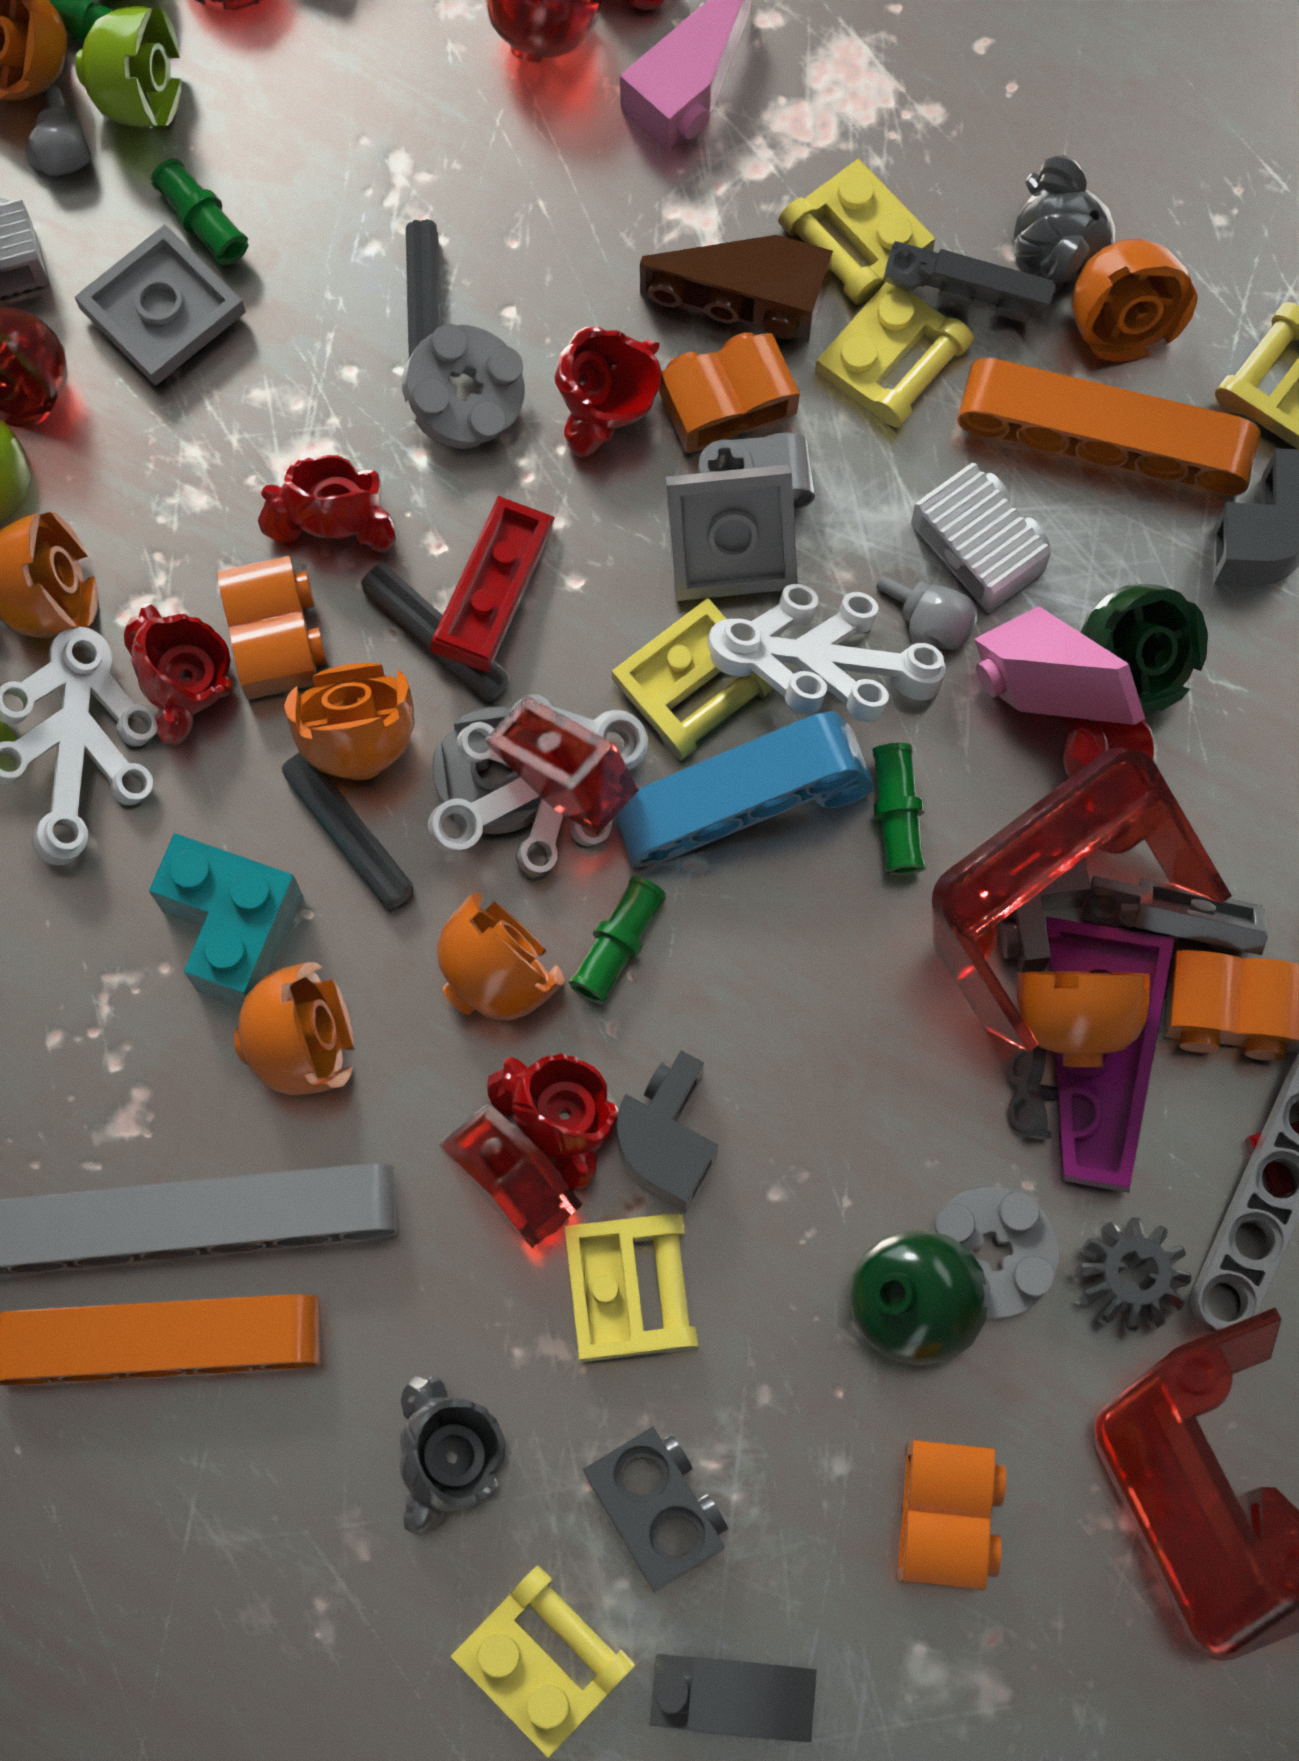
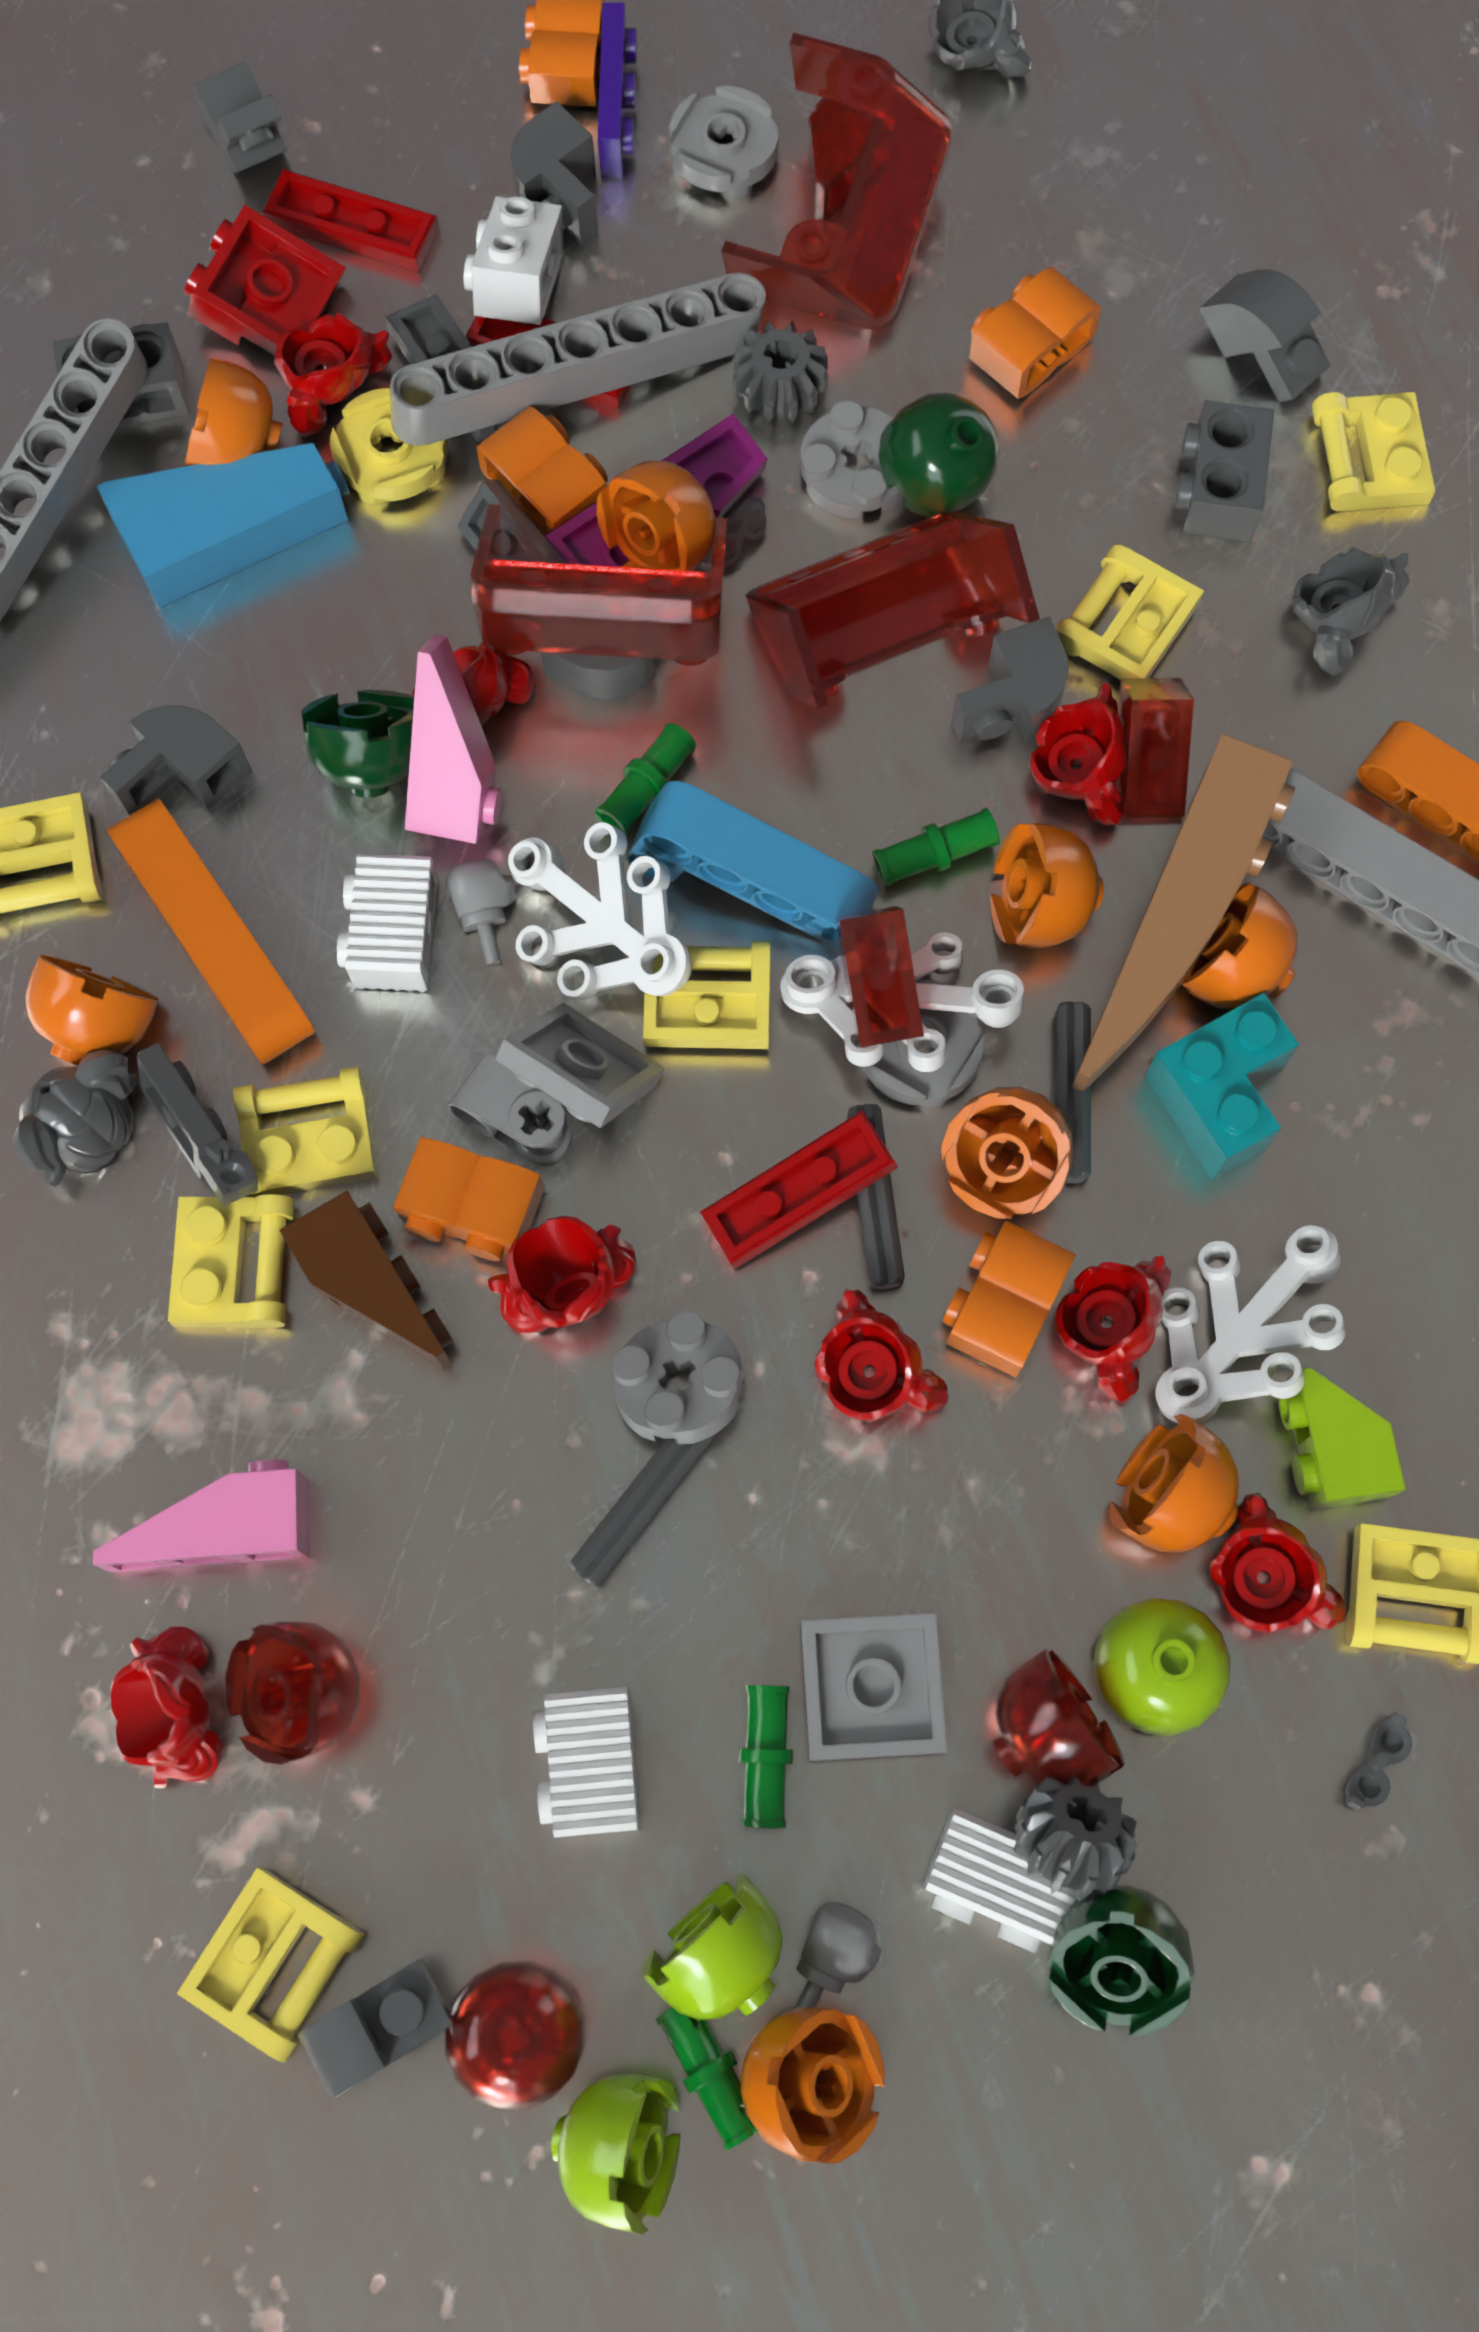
camera: 140 degrees left, 0 degrees up
(313, 118) = (588, 1761): none -> white brick
(365, 1047) = (1199, 880): none -> medium nougat wedge
(866, 1112) = (888, 593): none -> clear red windscreen

